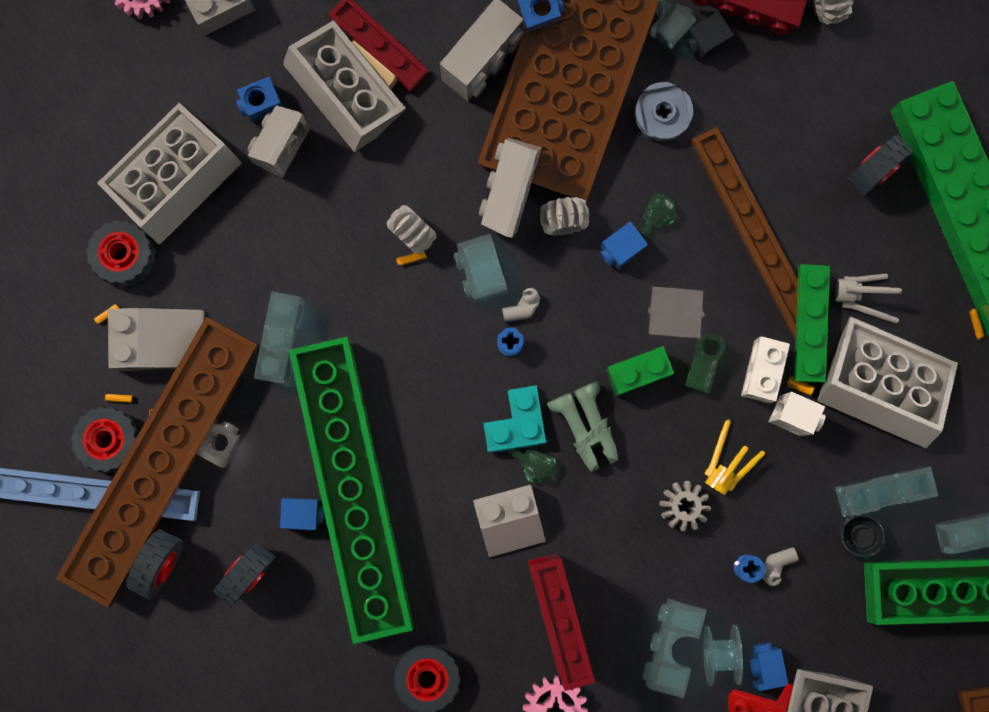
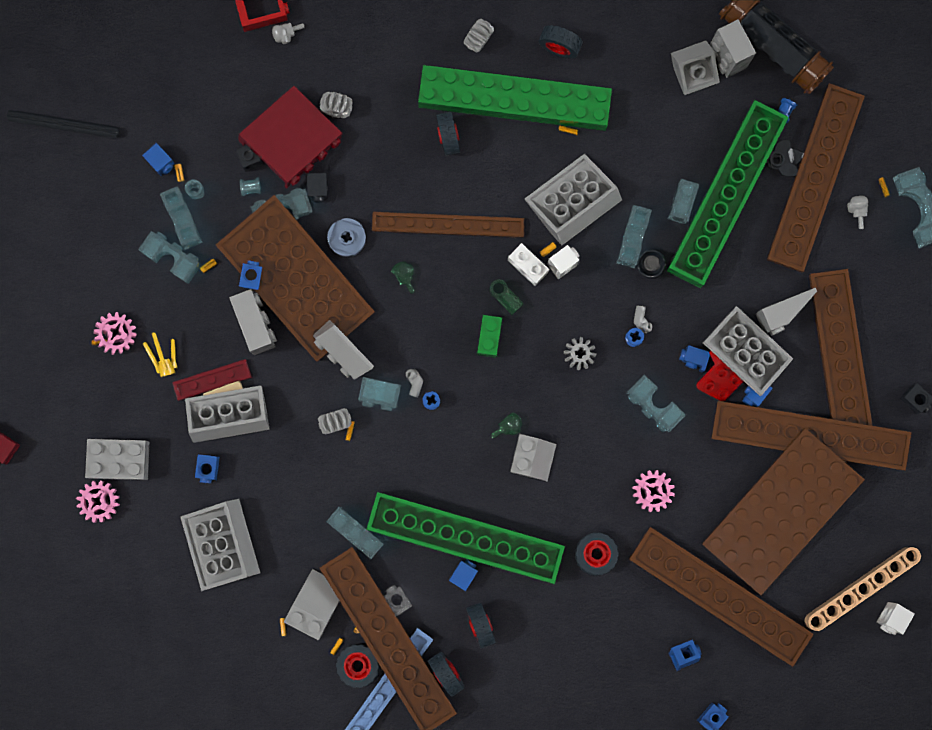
camera: 65 degrees left, 0 degrees up
(109, 241) = (241, 595): black wheel -> none
(279, 140) = (237, 469): light grey slope -> none
(523, 429) = (485, 420): teal plate -> none
(561, 621) = (604, 458): dark red panel -> none
(564, 216) = (376, 329): light grey gear -> none
(599, 431) = (512, 379): sand green piece -> none
(622, 246) = (412, 305): blue brick -> none
(676, 312) = (466, 296): clear piece -> none
(722, 655) = (674, 379): clear light blue piece -> none
(724, 478) = (576, 323): yellow plant -> none
(811, 323) = (516, 223): green plate -> none
(851, 289) = (509, 191): light grey plant -> none

